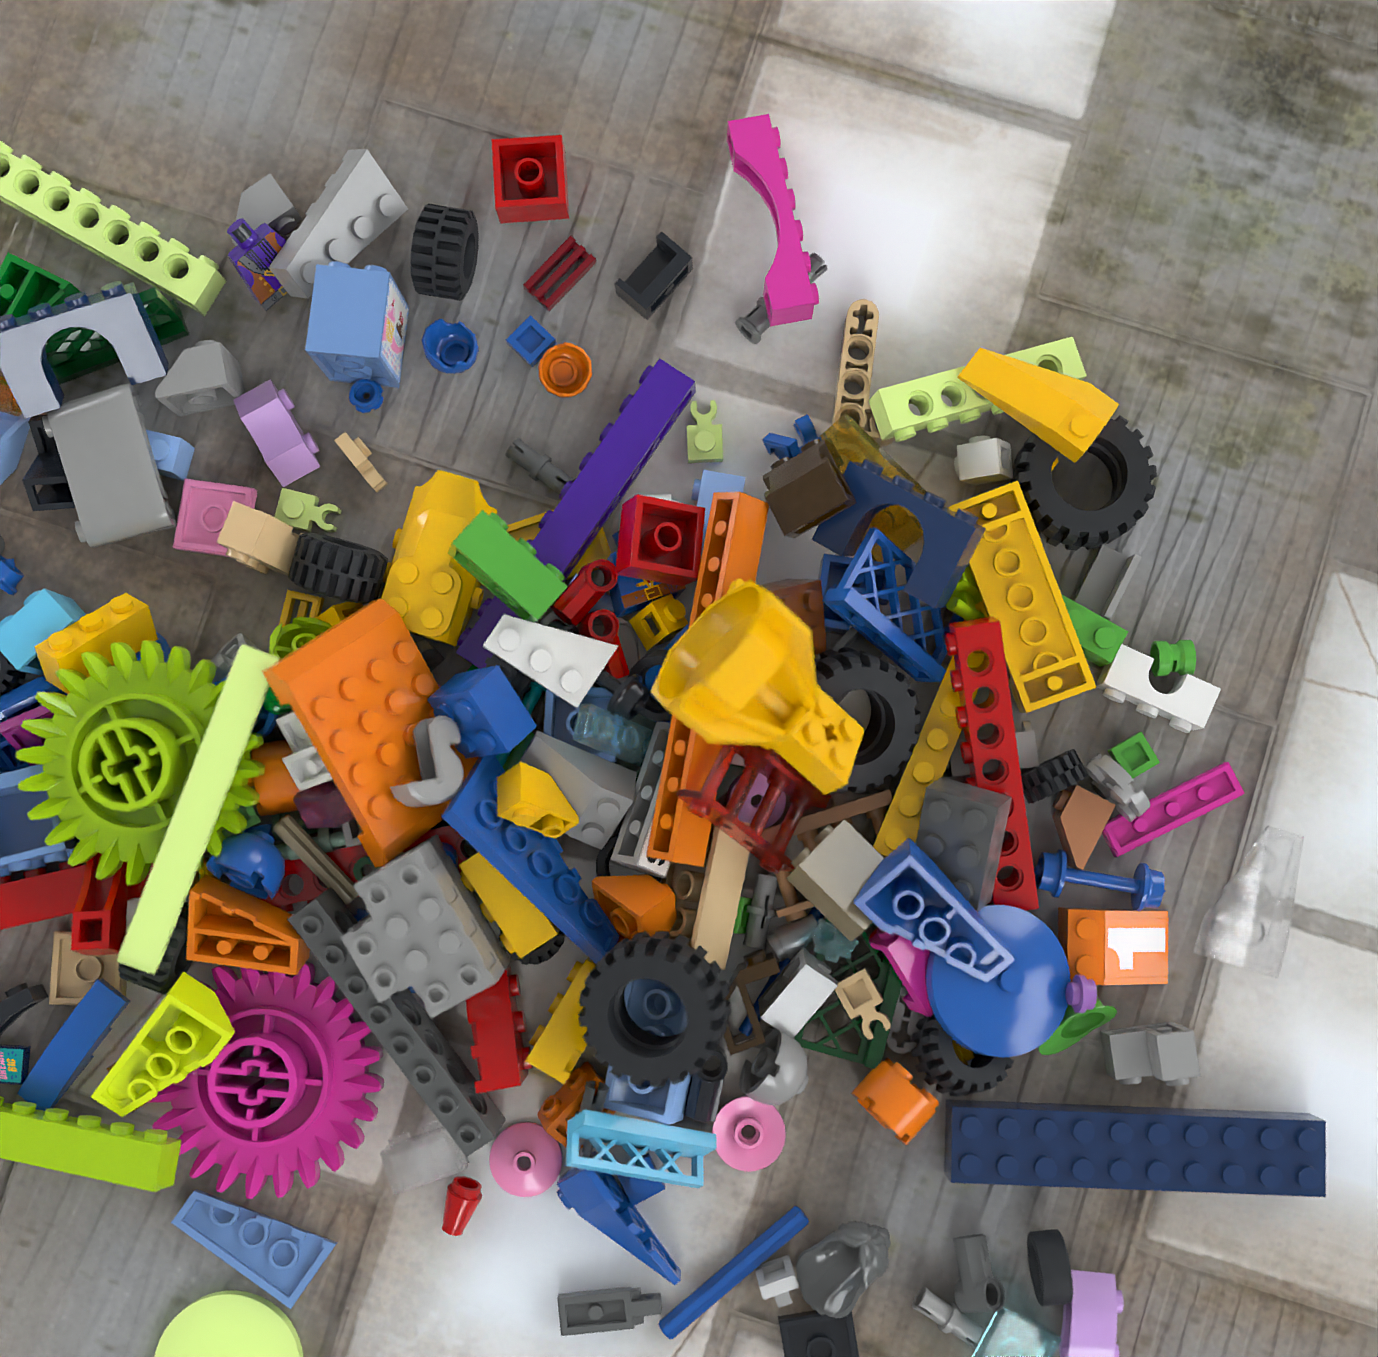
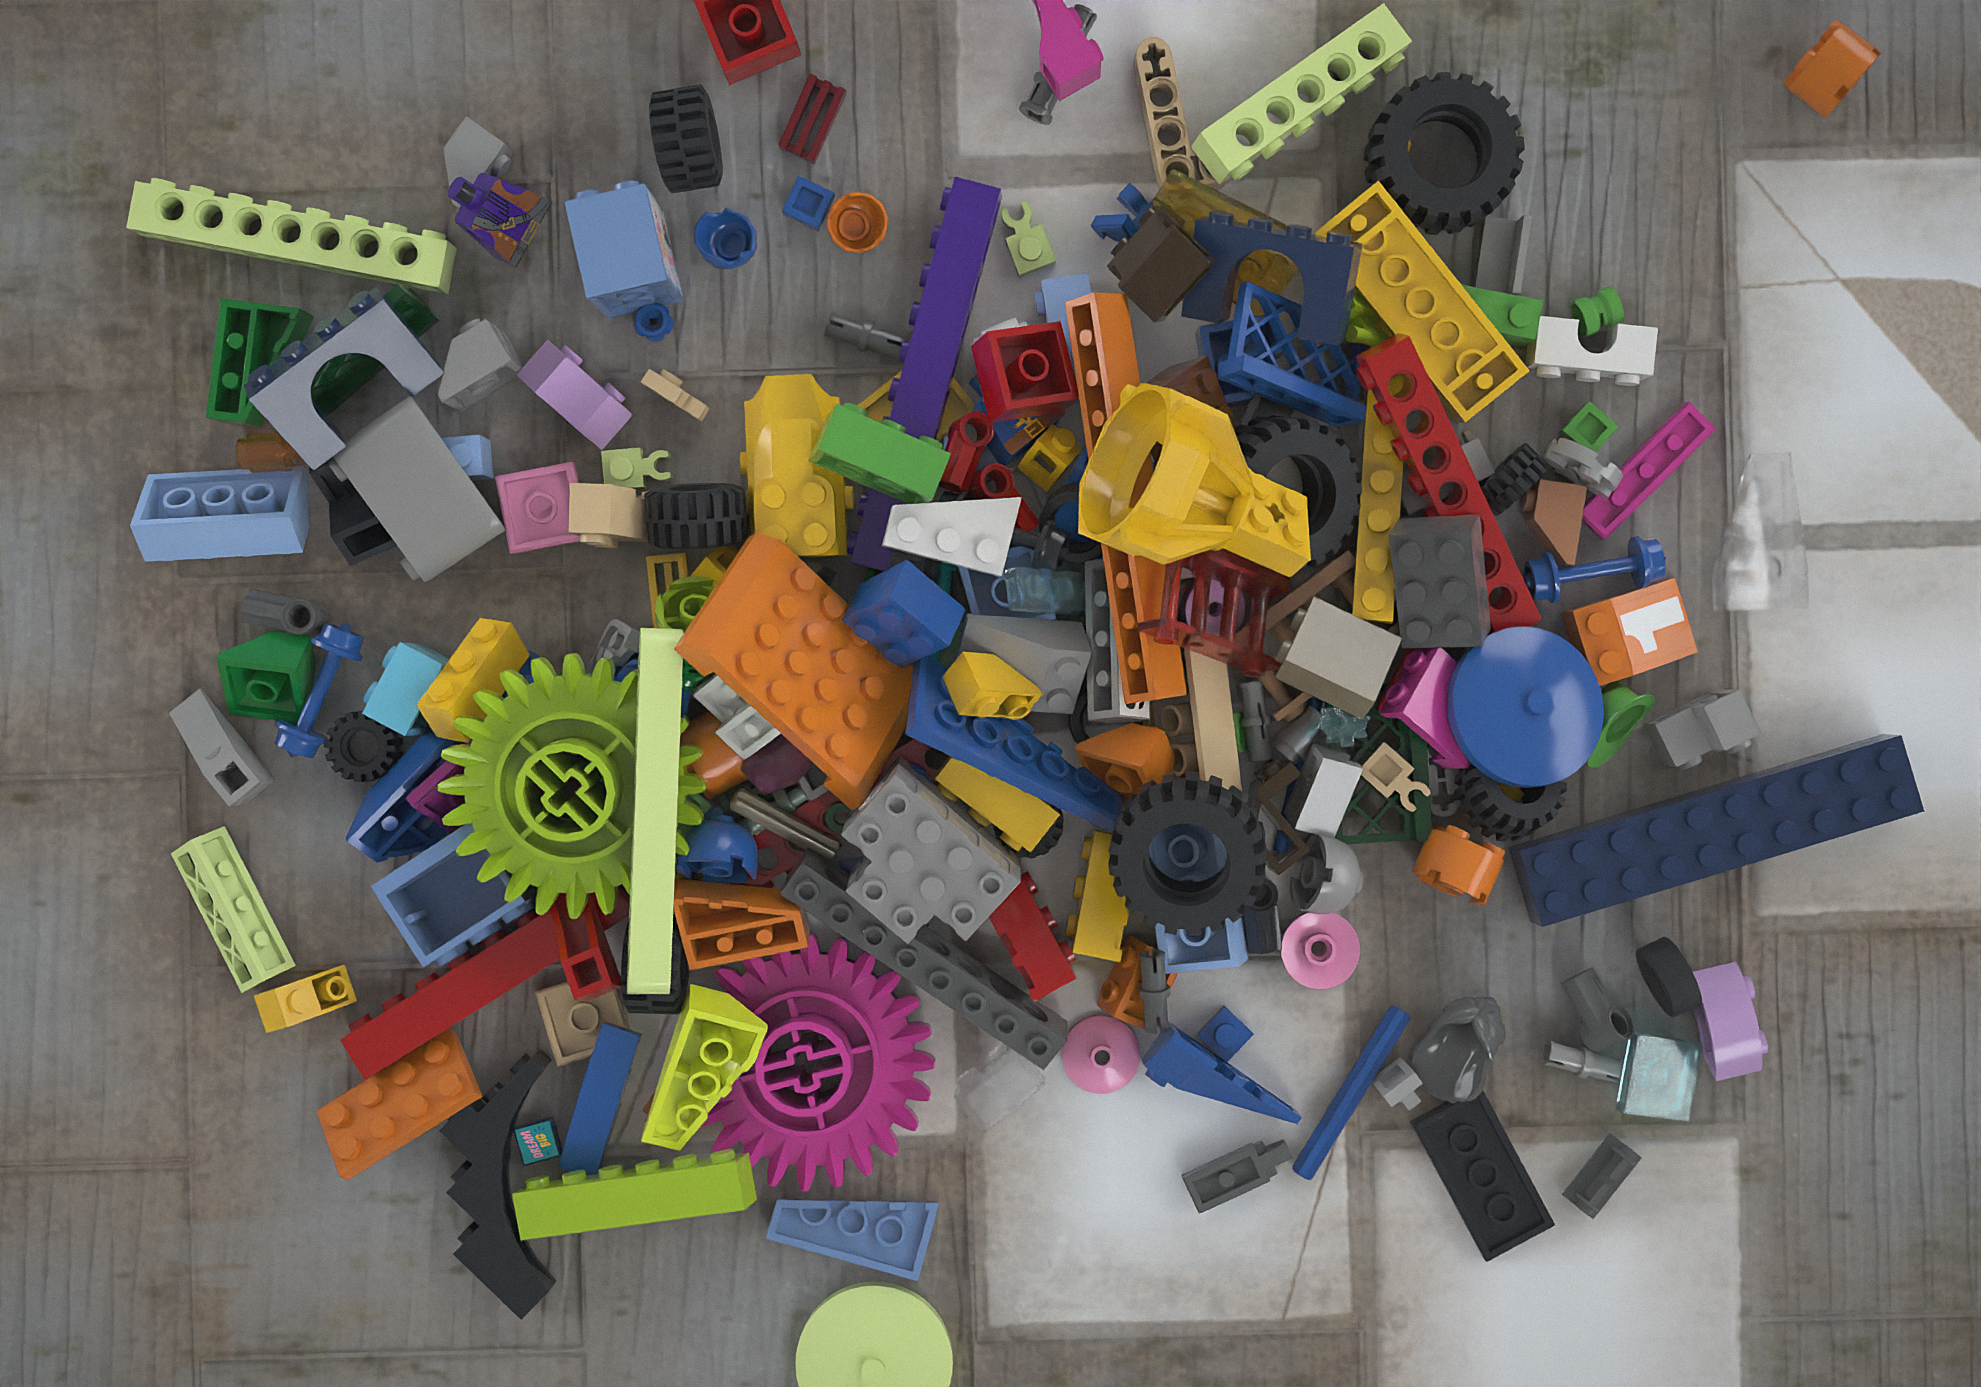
camera: 25 degrees left, 5 degrees up
(340, 224) = (564, 148): light grey wedge -> none
(438, 764) = (879, 682): light grey animal -> none
(461, 1202) = (1051, 1120): red cone -> none
(643, 1135) = (1215, 986): medium azure fence -> none
(655, 277) = (916, 87): black panel -> none
(923, 906) = (1425, 657): blue wedge -> none
(983, 461) = (1332, 169): white brick -> none
(1048, 403) = (1383, 86): yellow wedge -> none
(1081, 994) = (1614, 691): medium lavender plate -> none

